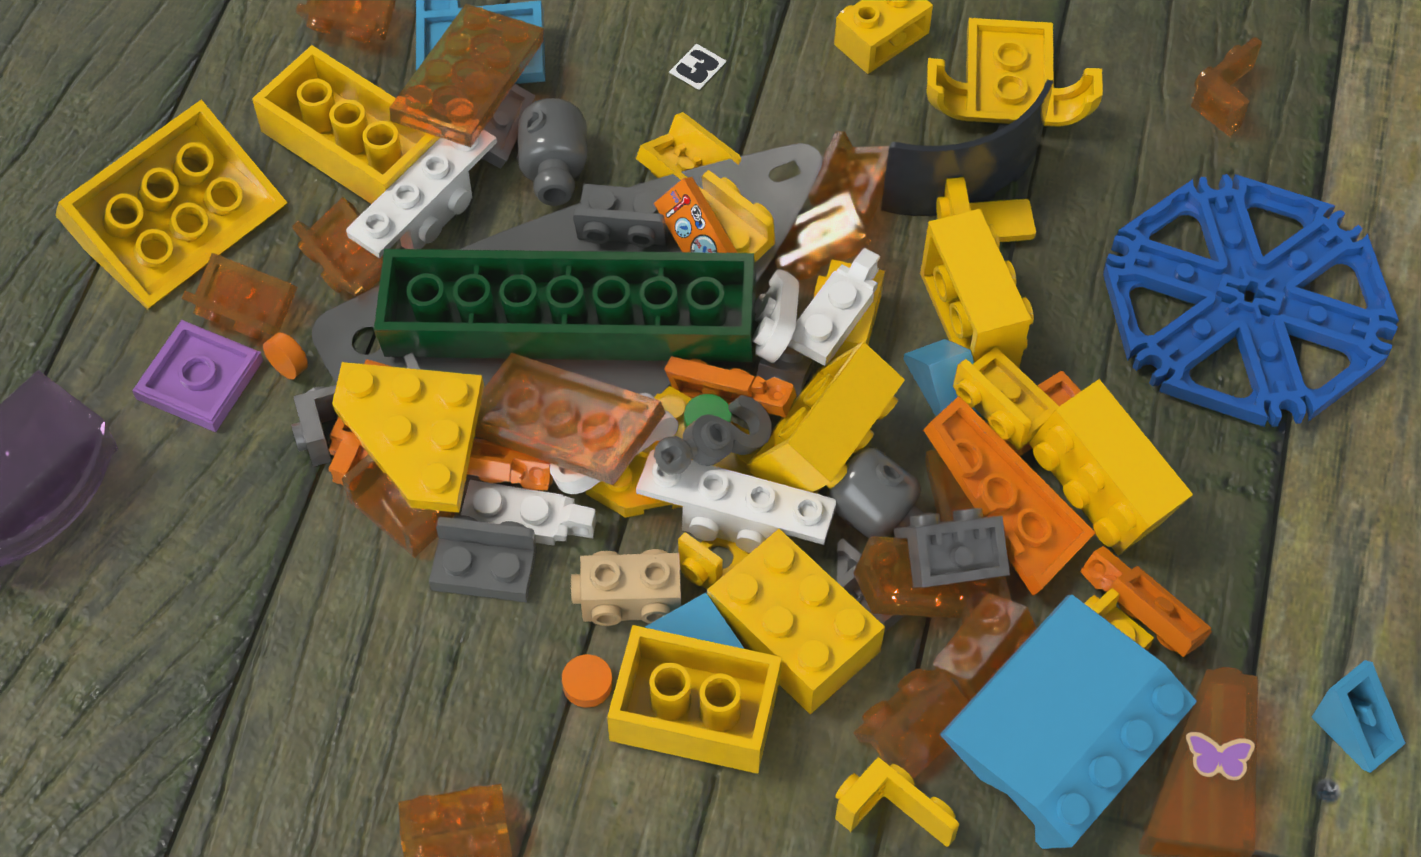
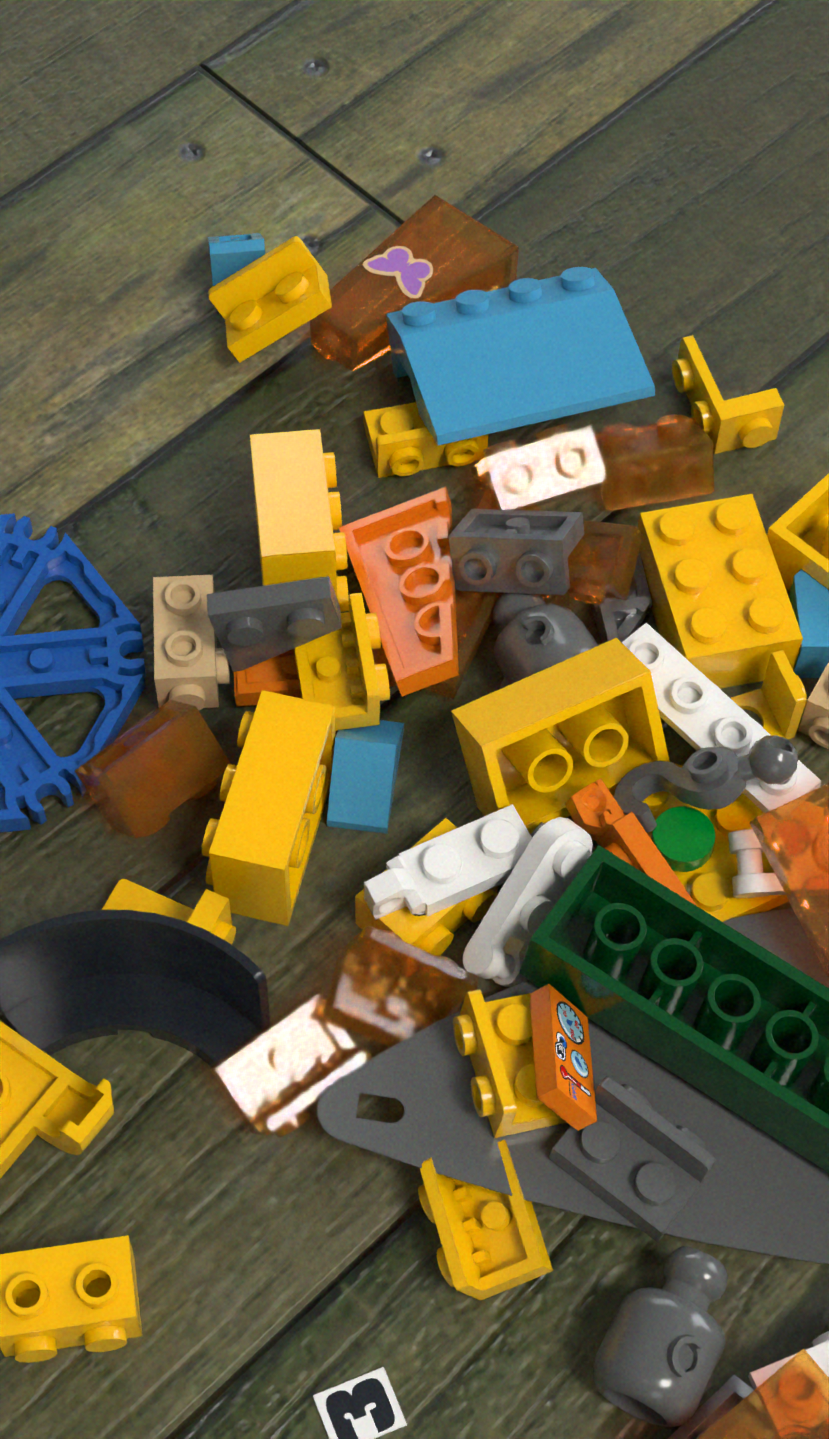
camera: 150 degrees left, 0 degrees up
(1064, 369) = (272, 618): none -> dark grey wing
(1070, 289) = (154, 769): none -> clear orange brick
(1124, 374) = (185, 643): none -> tan brick
(1148, 601) = (341, 416): orange hinge -> none
(1288, 672) = (271, 297): none -> yellow bracket

